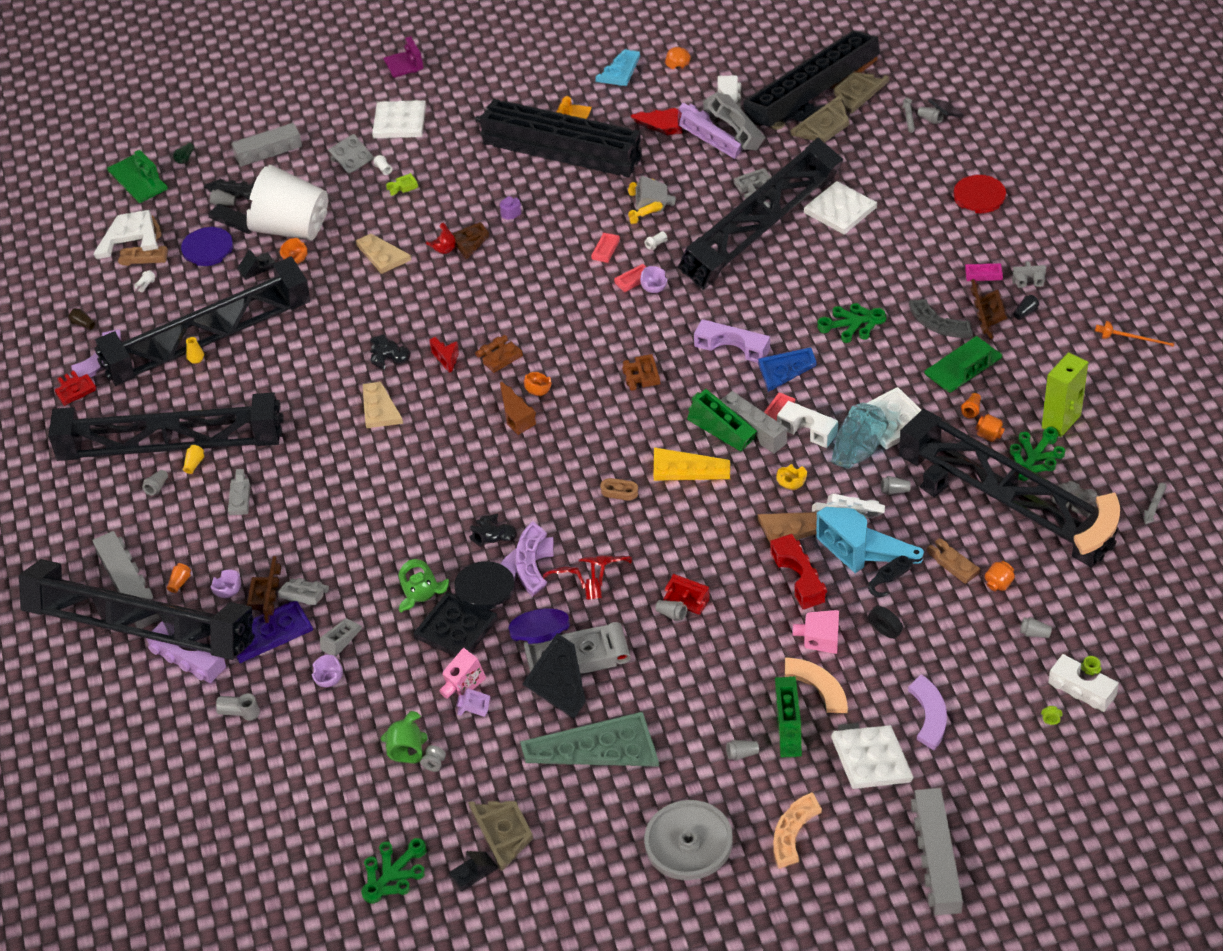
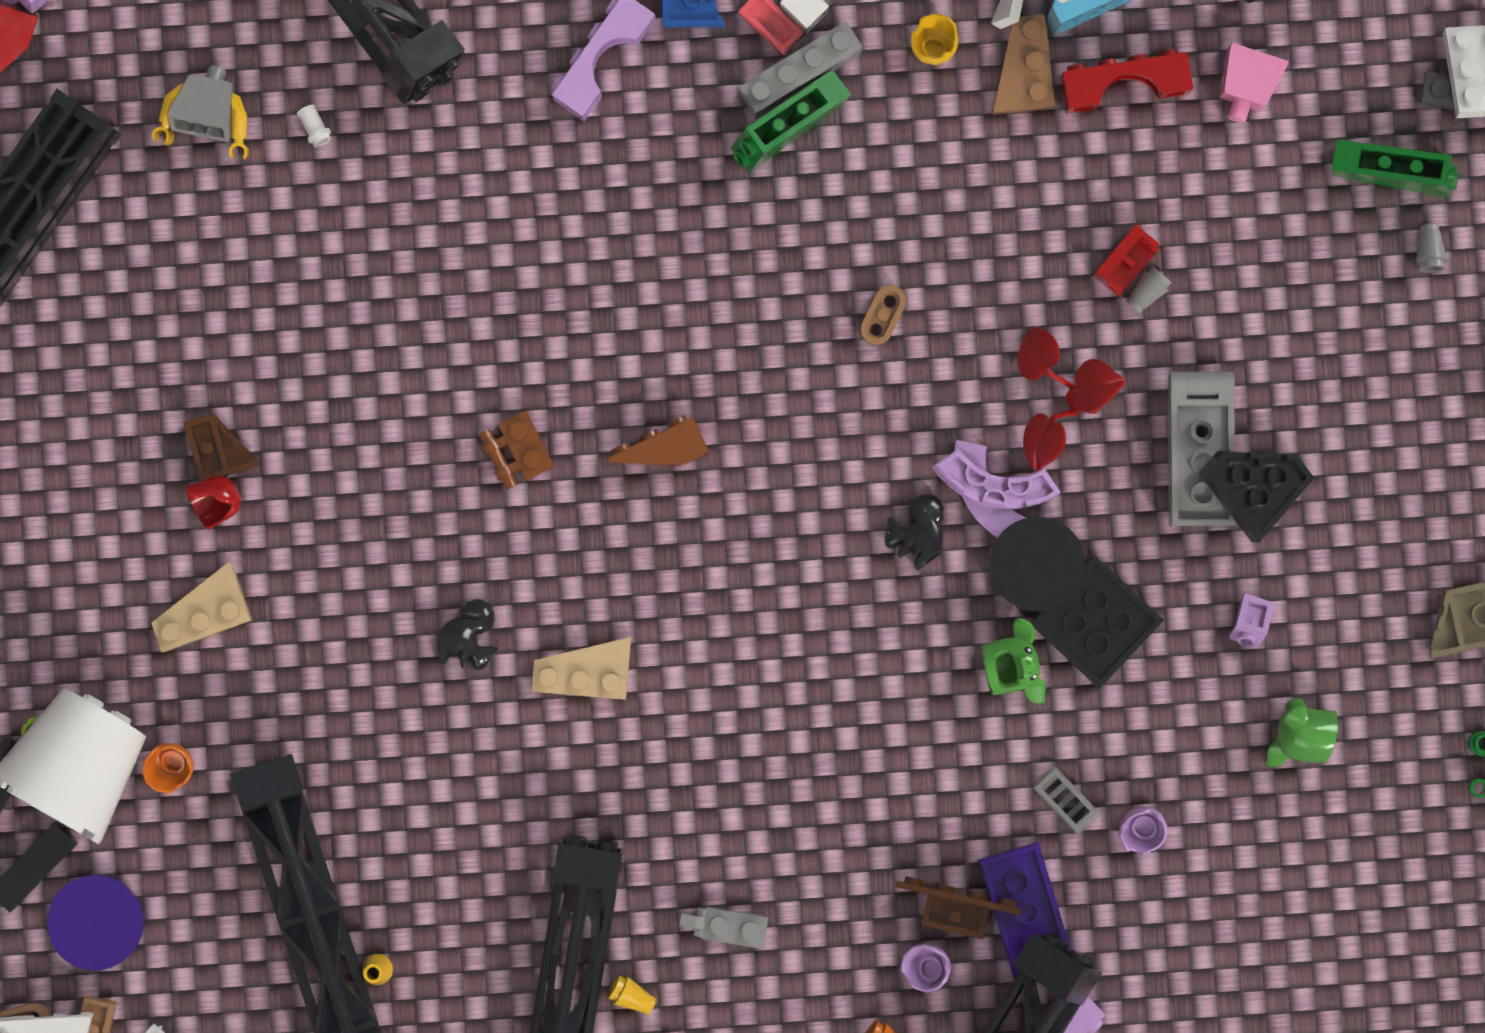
camera: 85 degrees left, 40 degrees up
(240, 706) = (1169, 977): light grey piece -> none
(253, 265) = (173, 839): black slope -> none
(303, 591) = (978, 851): light grey plate -> none
(404, 183) = (30, 541): lime plate -> none
(433, 758) = (1339, 696): light grey wheel -> none
(445, 355) = (507, 539): red slope -> none
(462, 674) = (1201, 620): bright pink torso -> none
(510, 208) = (154, 363): medium lavender plate -> none
(537, 383) = (616, 399): orange hair -> none
(538, 625) = (1141, 496): dark purple tile -> none
(605, 247) = (301, 216): coral tile -> none
(609, 742) = (1370, 445): sand green wing -> none
(629, 279) = (393, 184): coral tile -> none
(646, 369) = (631, 213): dark orange plate -> none
(653, 279) = (421, 152): lavender hair -> none
(688, 466) = (856, 200): yellow wing -> none
(822, 680) = (1334, 102): light nougat tile -> none

